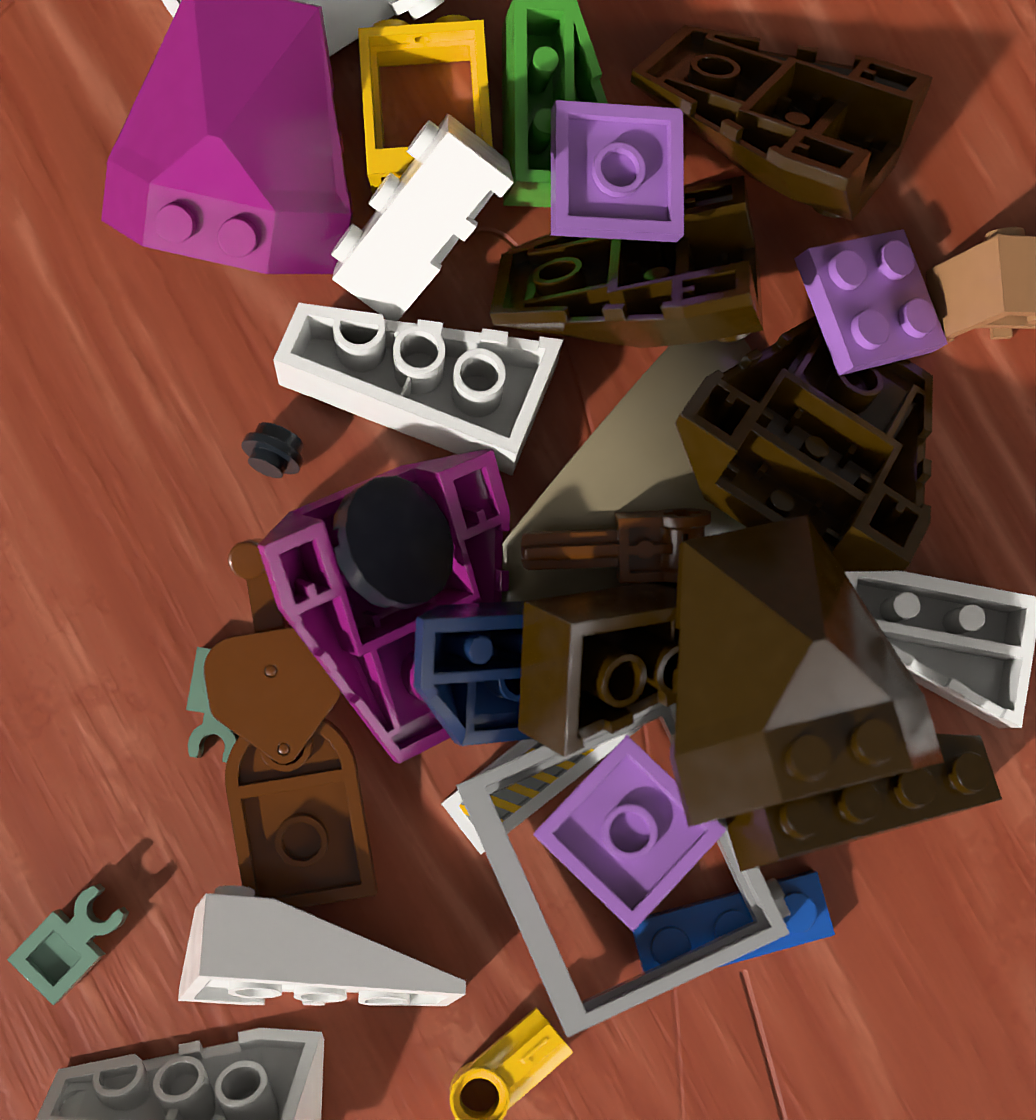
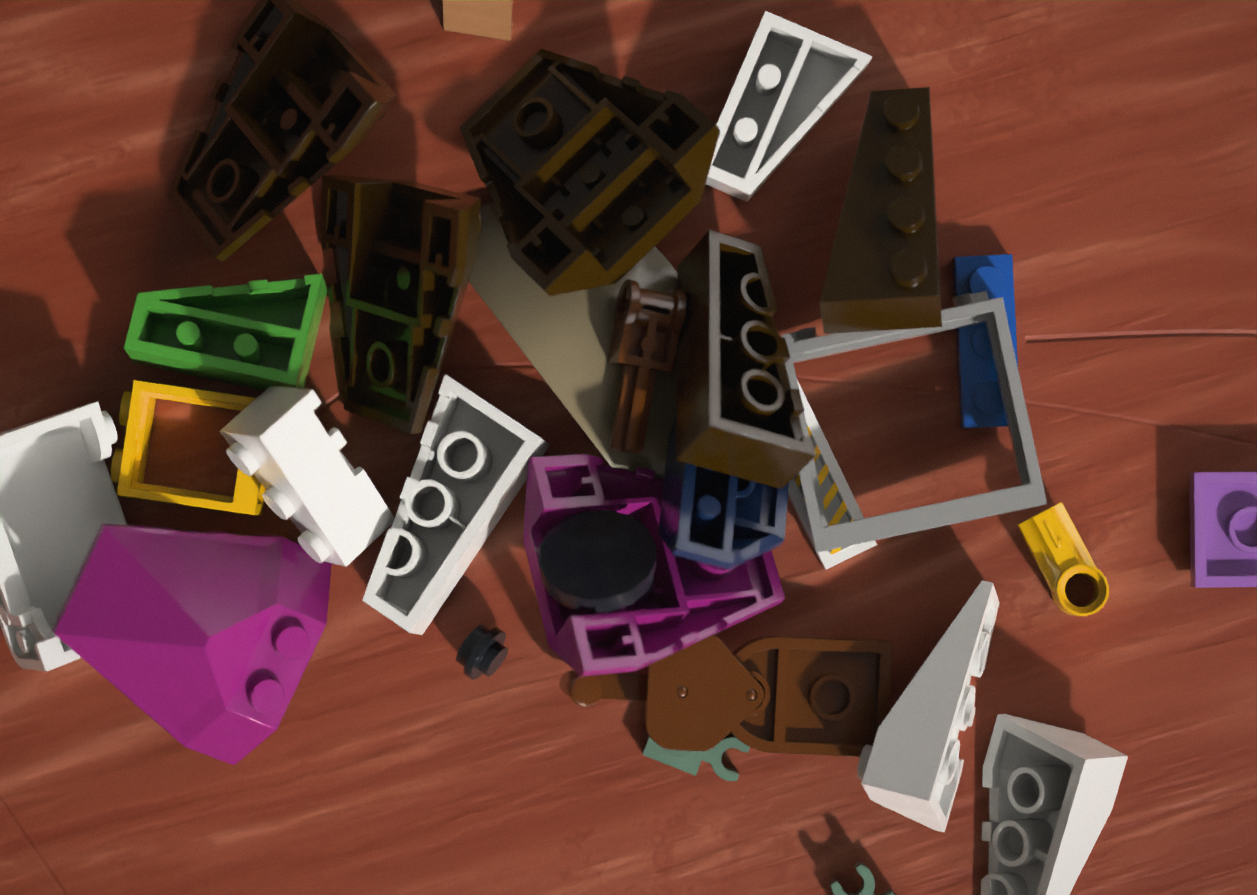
camera: 75 degrees left, 5 degrees up
(617, 171) = (308, 293): medium lavender plate -> none
(627, 833) = (888, 413): medium lavender plate -> none
(783, 677) = (787, 253): dark brown wedge -> none
(870, 301) = (465, 90): medium lavender plate -> none

